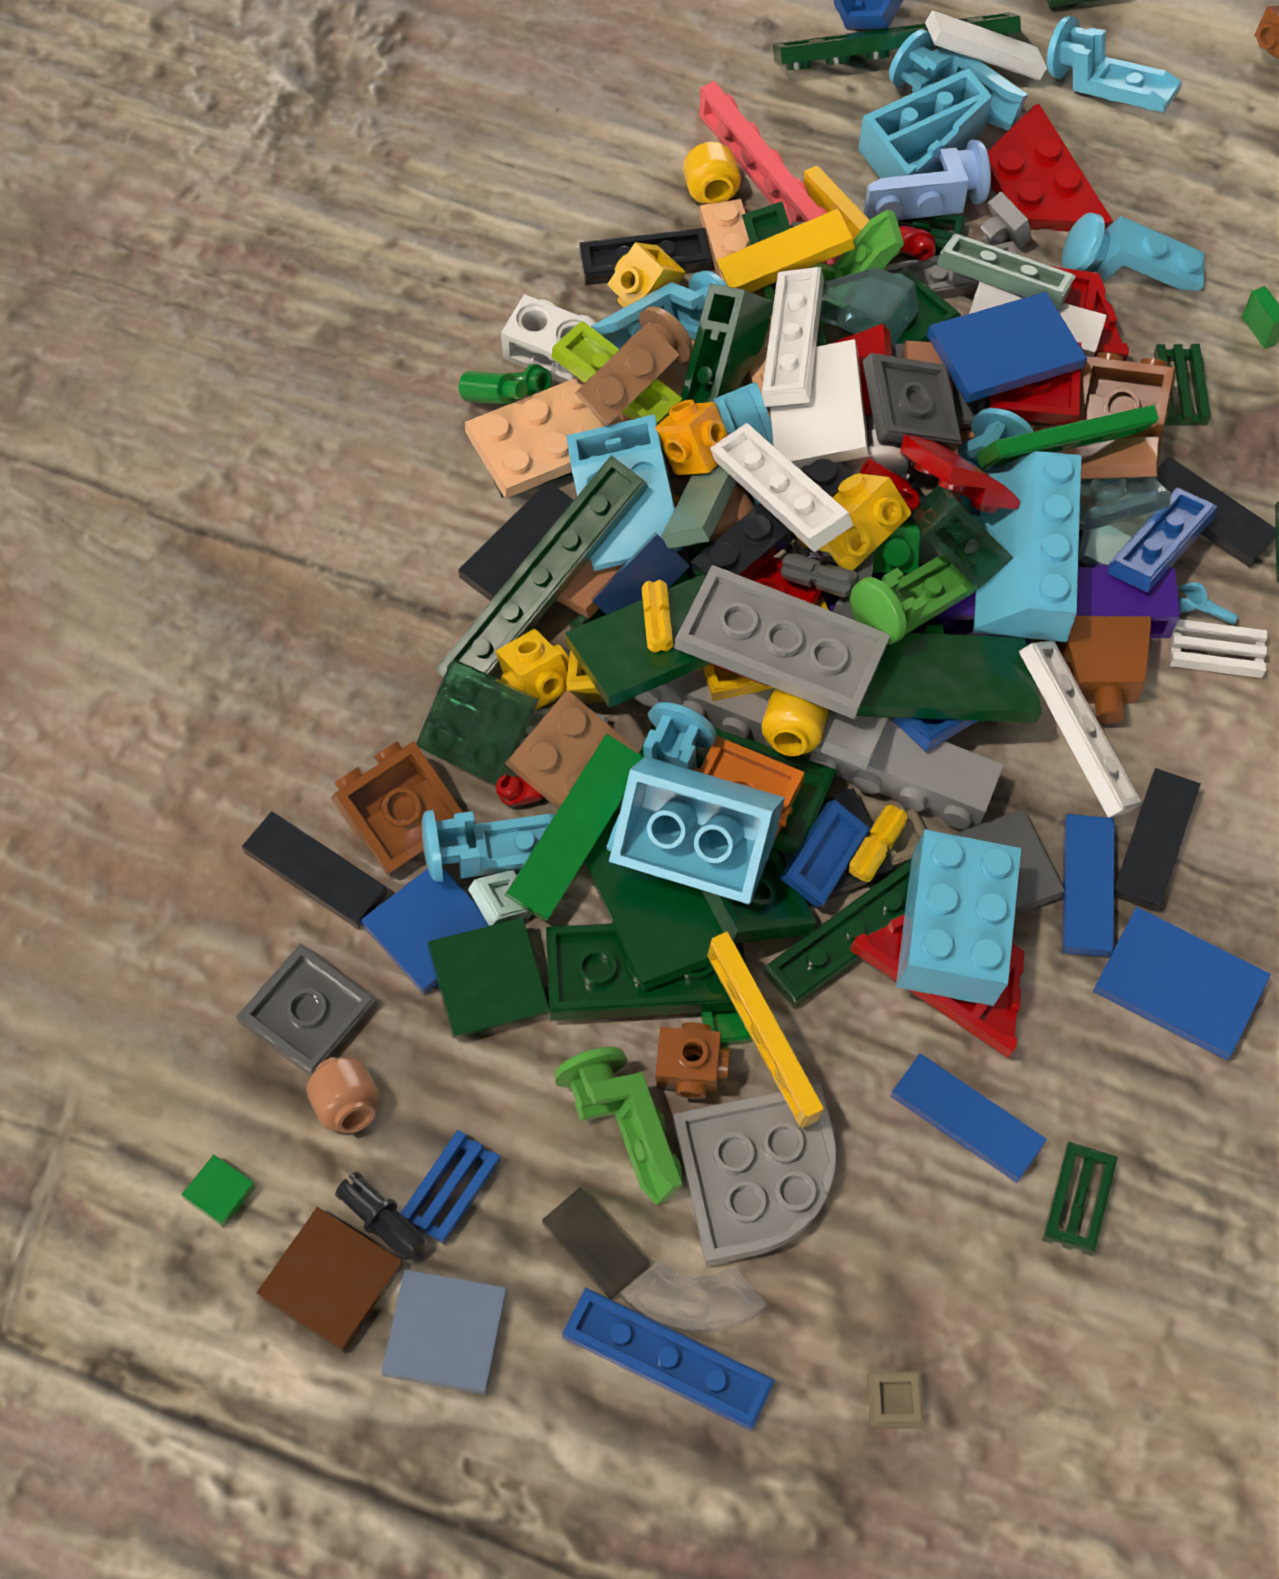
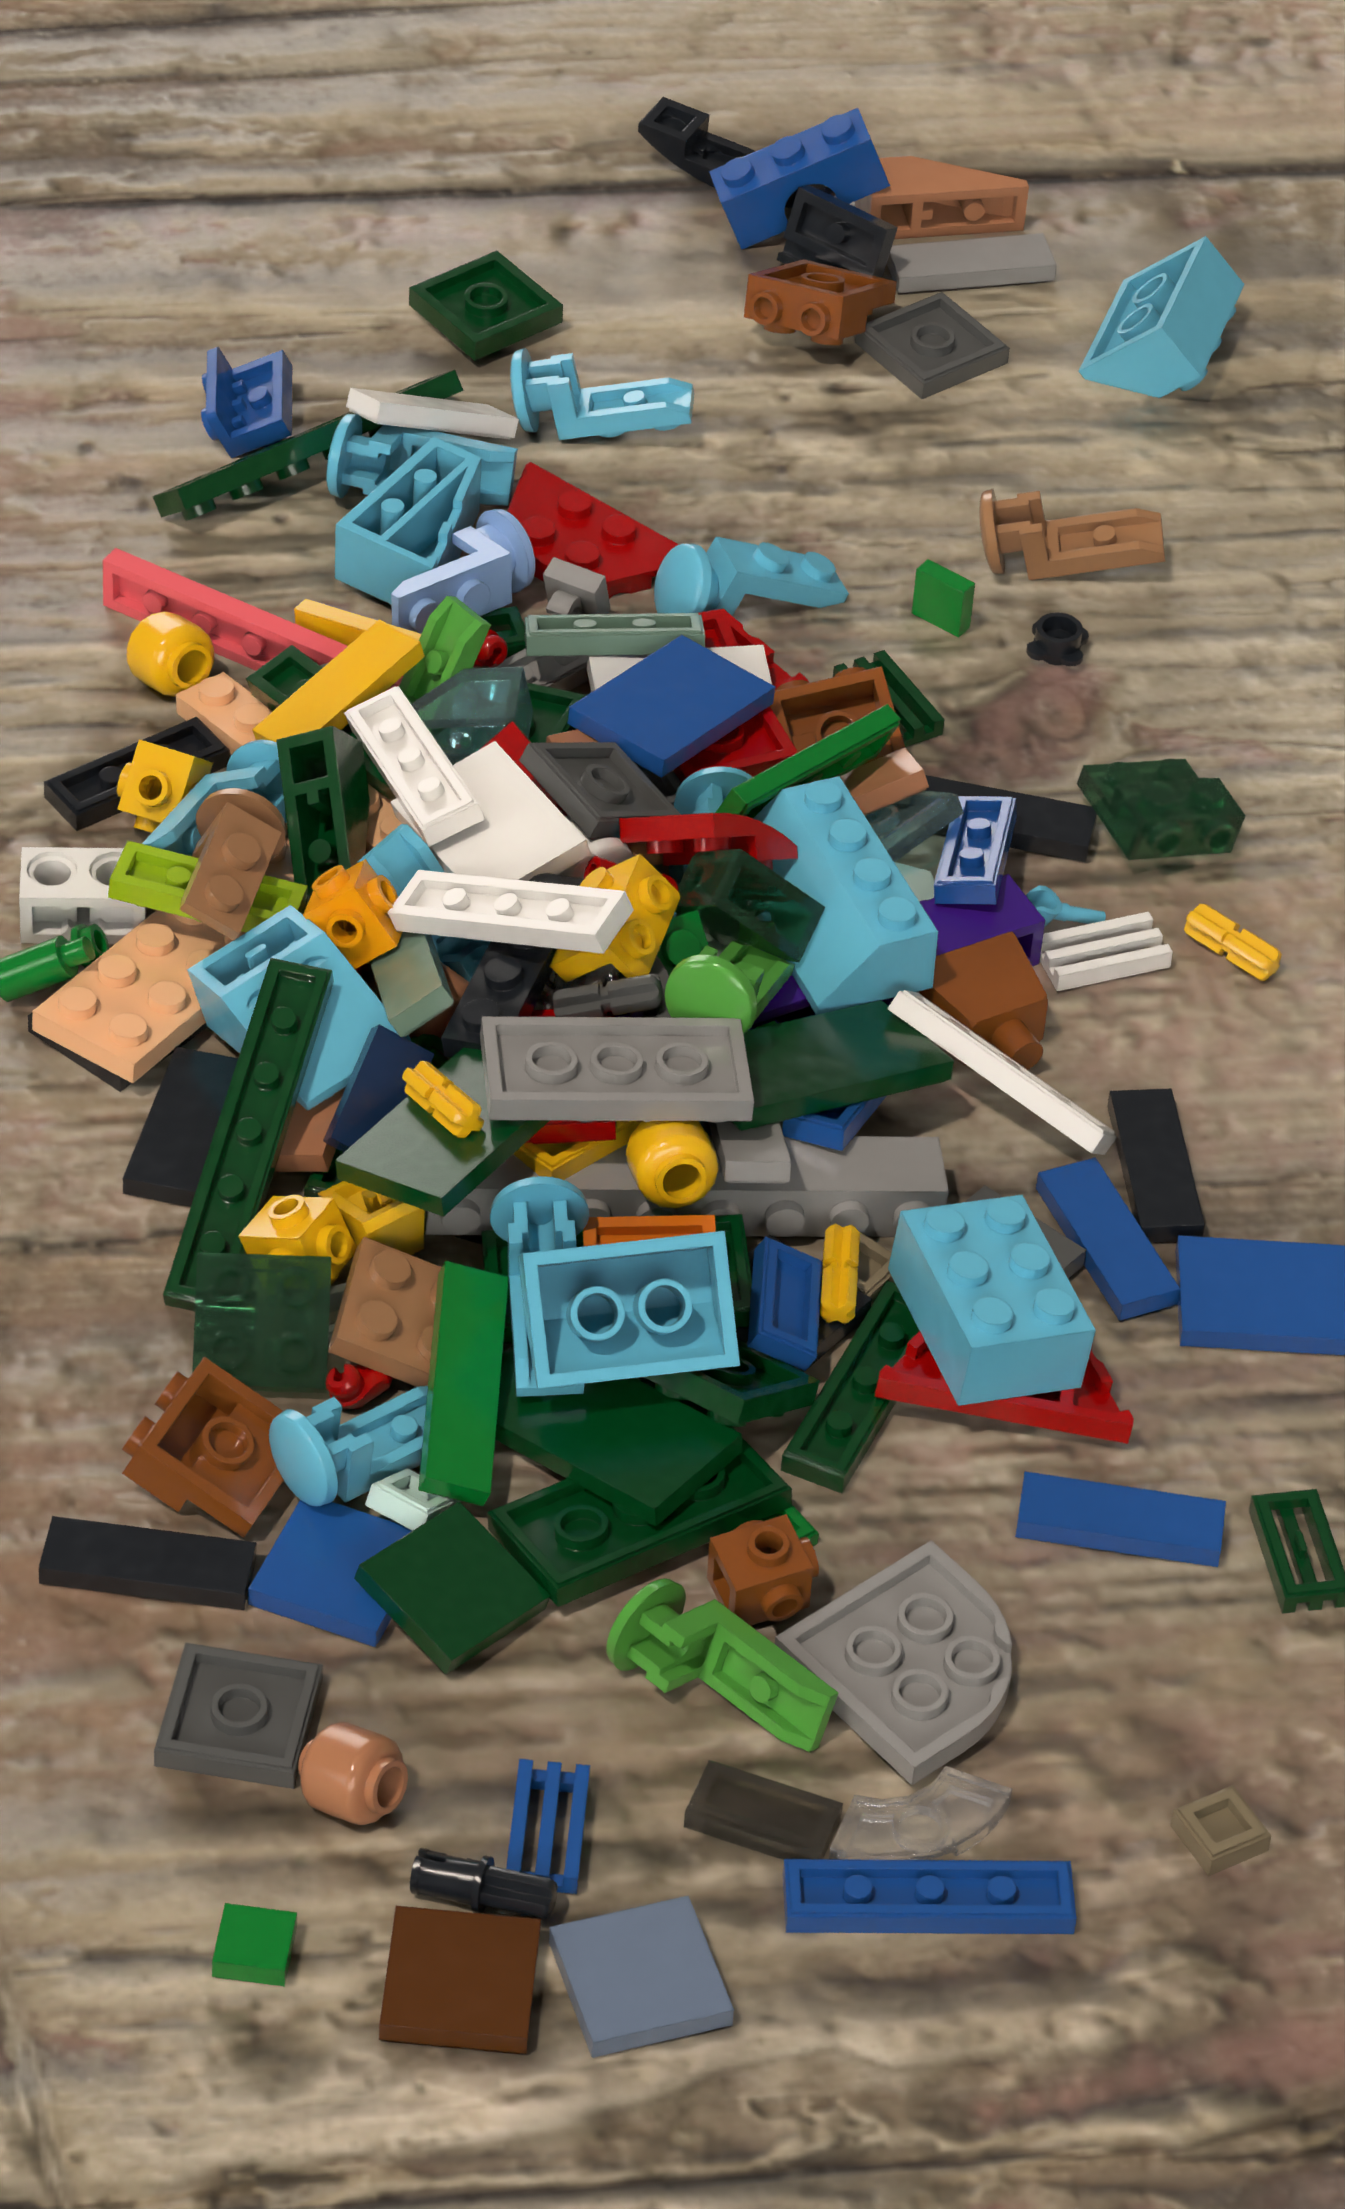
camera: 30 degrees left, 20 degrees down
(764, 1030) = (838, 1493): yellow tile -> none

